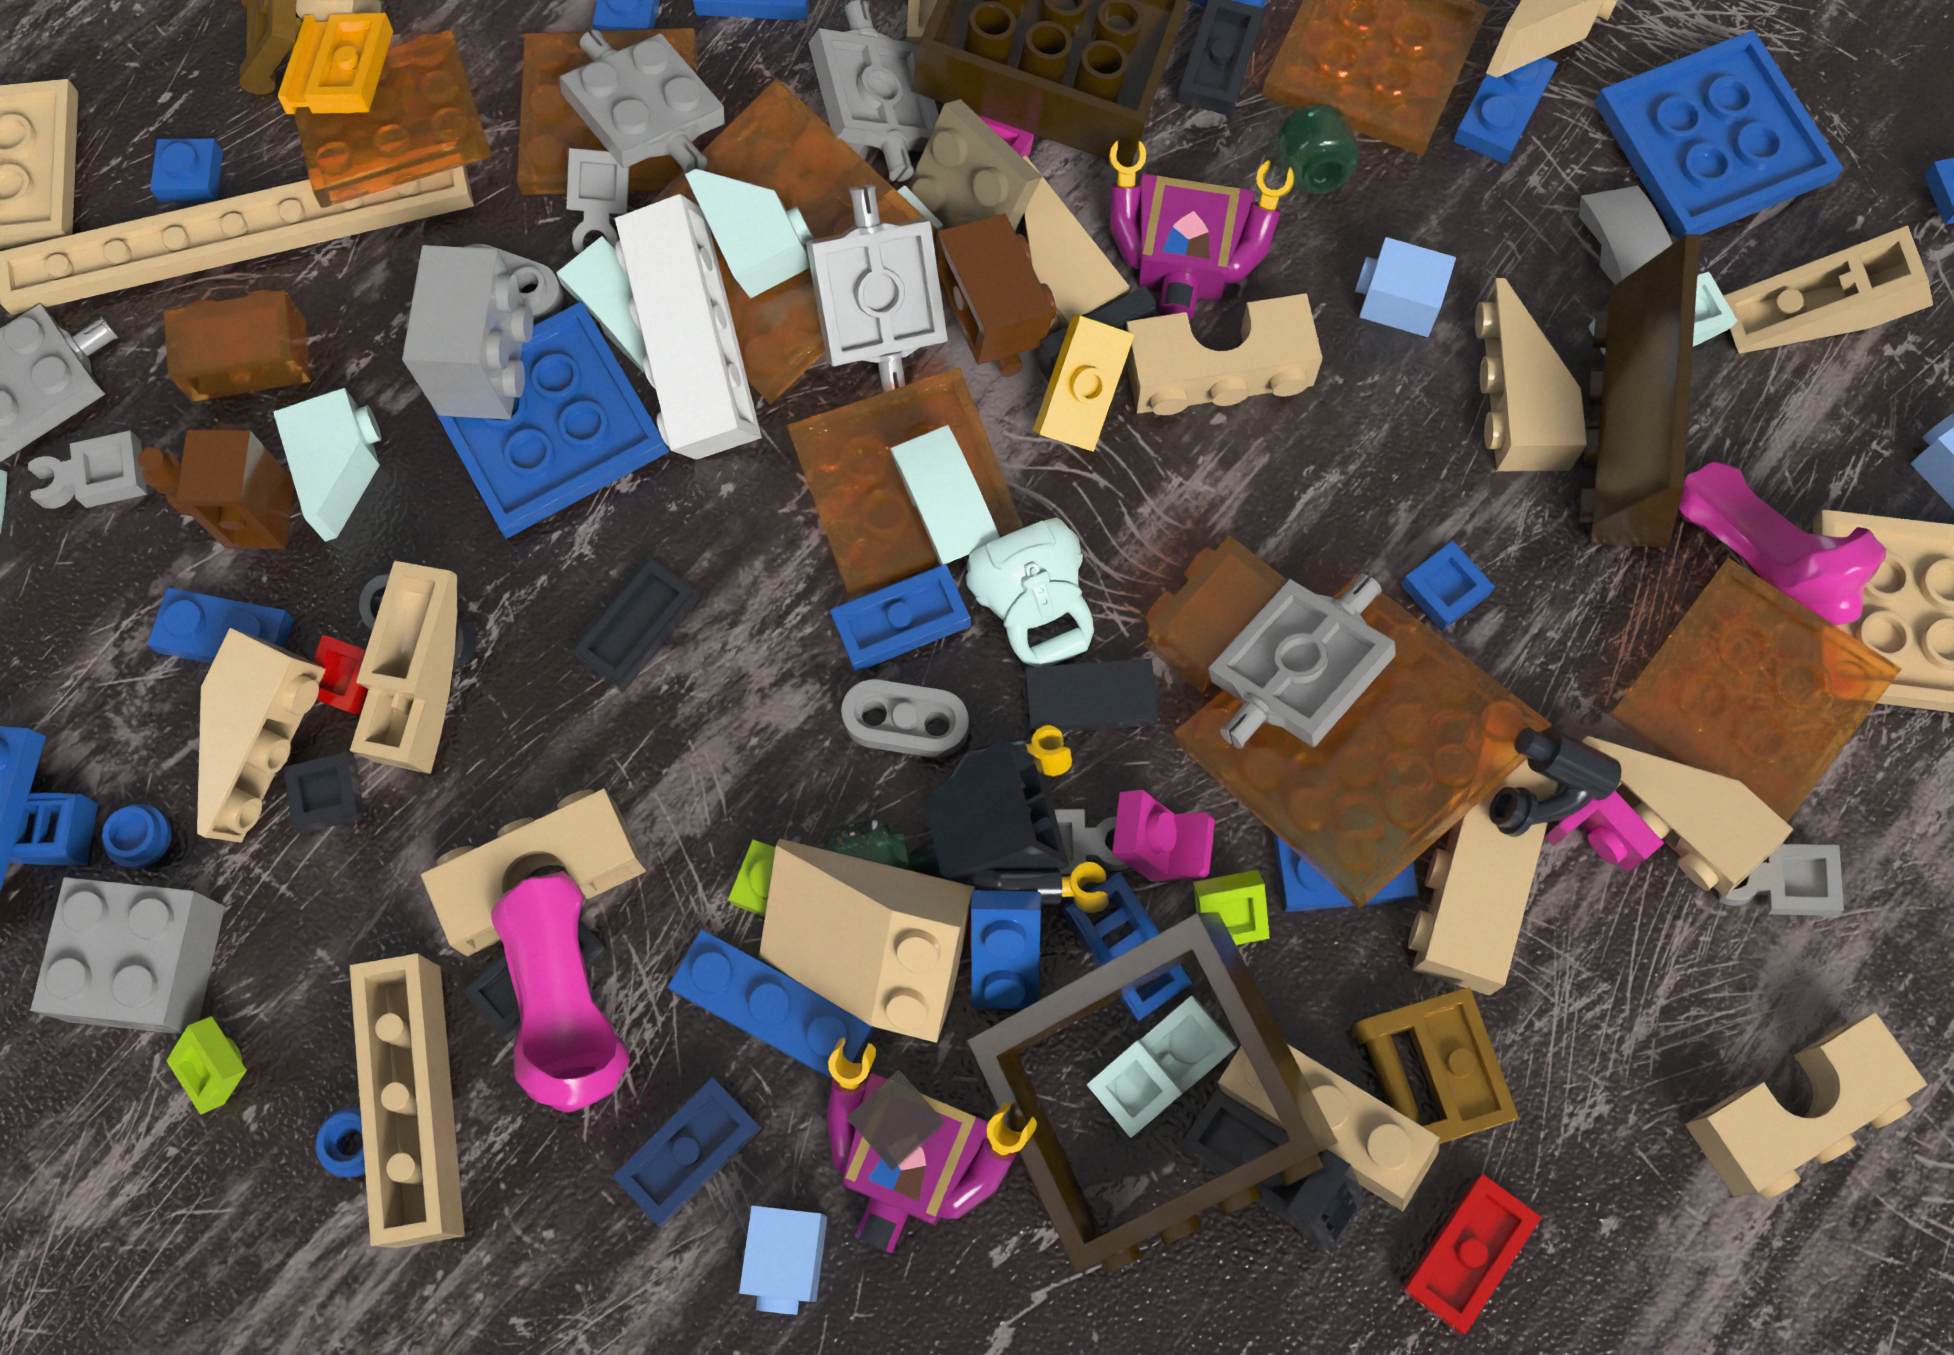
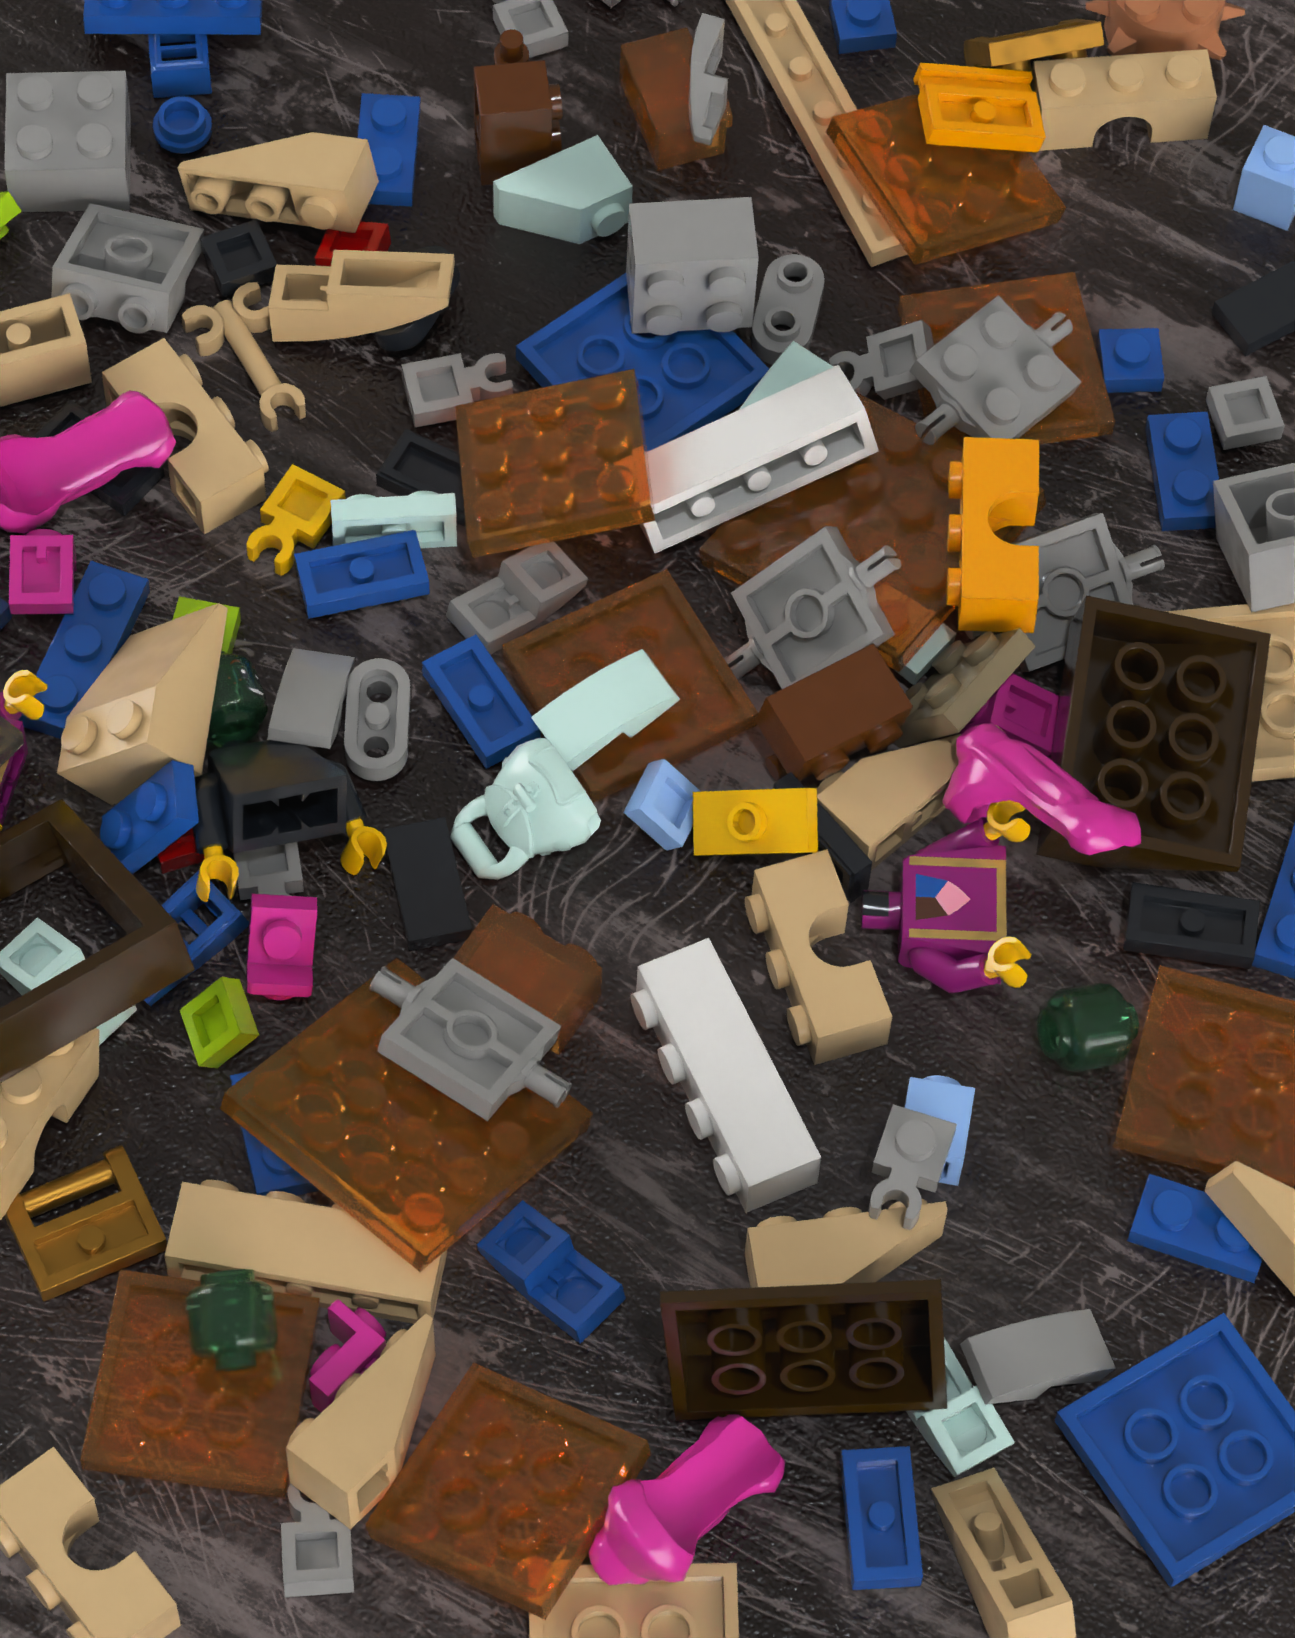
camera: 75 degrees right, 10 degrees down
(251, 300) = (706, 89): none -> light grey slope
(311, 910) = (127, 267): none -> light grey plate
(398, 809) = (237, 325): none -> tan bar
(532, 606) = (443, 382): none -> light grey plate
(651, 767) = (293, 513): none -> yellow plate
(657, 503) = (554, 463): none -> clear orange plate
(681, 1037) = (42, 573): none -> dark pink bracket
(683, 650) = (372, 517): none -> light aqua plate
(734, 714) = (361, 574): none -> blue plate
(753, 230) = (853, 483): light aqua slope -> none
(783, 572) = (520, 598): none -> light grey slope
(879, 775) = (310, 698): none -> light grey slope
(880, 124) = (994, 579): none -> light orange arch
(1042, 465) = (663, 804): none -> light blue plate
(1087, 148) = (1006, 769): none -> dark pink hair
(1335, 451) = (726, 1076): none -> white brick
(1447, 585) = (593, 1198): blue plate -> none
(1458, 292) = (910, 1157): none -> light grey plate
(1519, 630) = (549, 1271): none -> blue slope
(1579, 767) = (391, 1278): black plant -> none
(1584, 924) = (231, 1319): none -> clear green head
(1618, 972) = (178, 1418): none -> clear orange plate
(1773, 389) = (881, 1518): none -> blue plate

